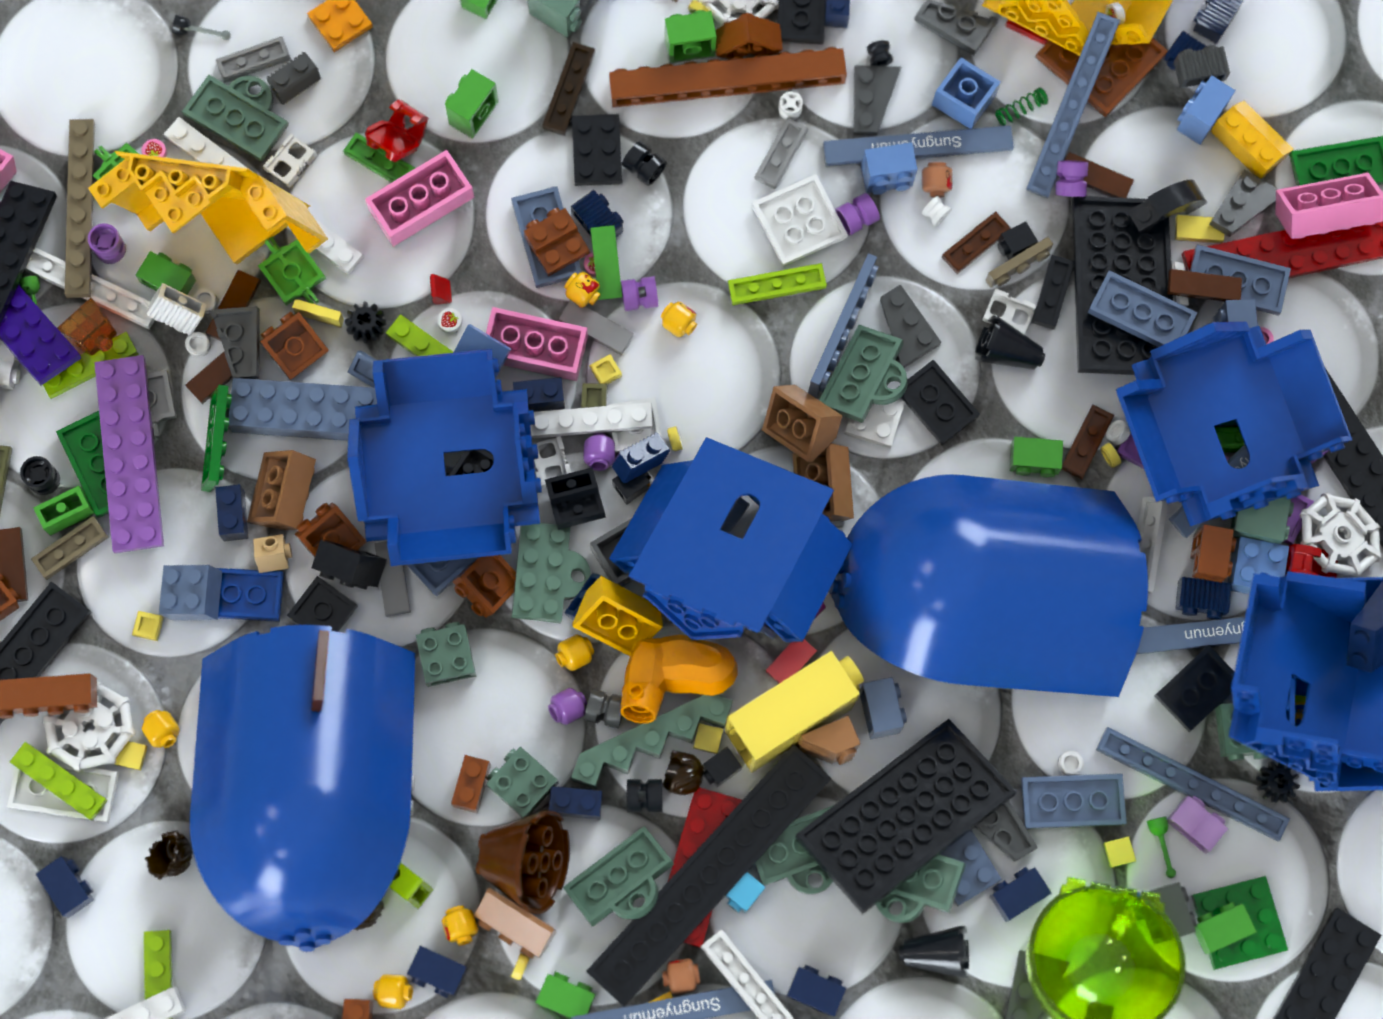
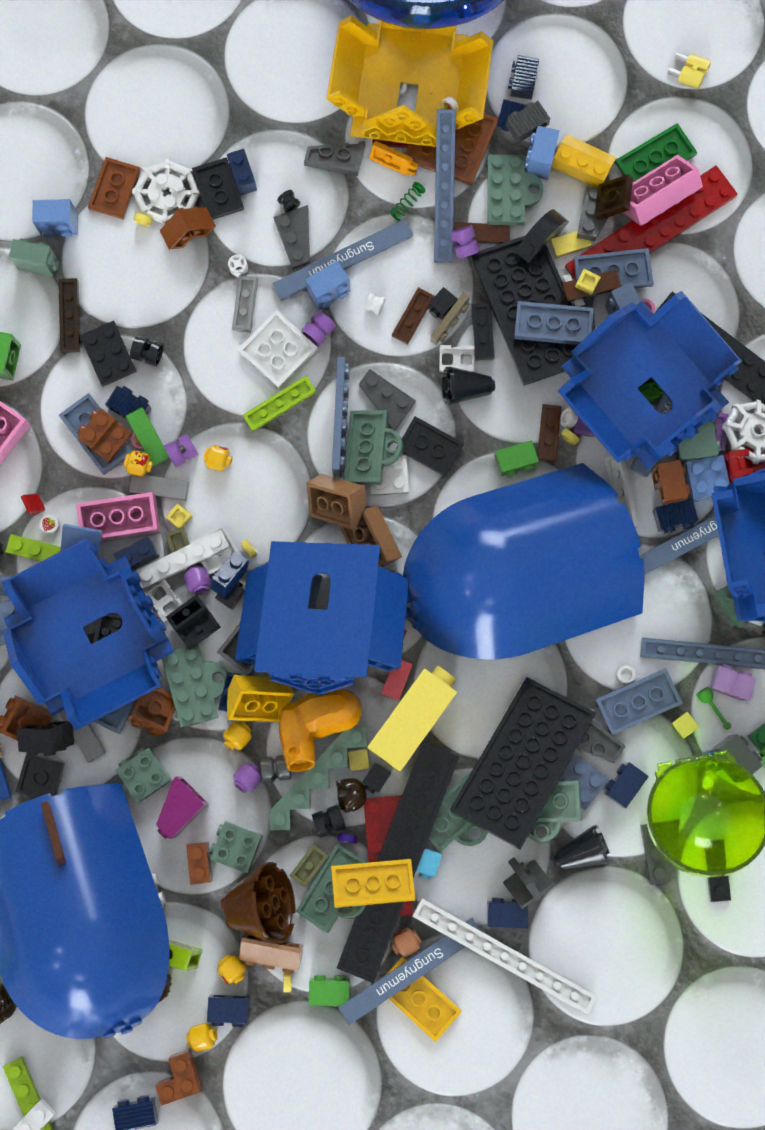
camera: 15 degrees left, 5 degrees up
(473, 710) = (180, 808): none -> magenta slope
(576, 802) = (281, 846): dark blue brick -> none
(600, 839) = (309, 865): none -> olive plate
(658, 825) = (347, 838): none -> dark purple tile
(670, 885) = (372, 883): none -> yellow plate
(690, 36) = (143, 242): bright green brick -> none
(727, 77) = (183, 262): dark orange brick -> none
(831, 742) = (450, 730): medium nougat slope -> none
(855, 962) = (527, 882): none -> dark grey bracket
(882, 708) = (475, 689): sand blue brick -> none
(937, 179) = (366, 279): nougat head -> none
(966, 93) = (363, 207): medium blue brick -> none
(1023, 51) = (393, 159): none -> light orange hinge
(1150, 139) = (509, 189): none -> sand green plate
(1197, 688) = (697, 583): black plate -> none
(1201, 279) = (587, 281): none -> light yellow tile
(1271, 192) = (613, 197): none -> dark brown plate

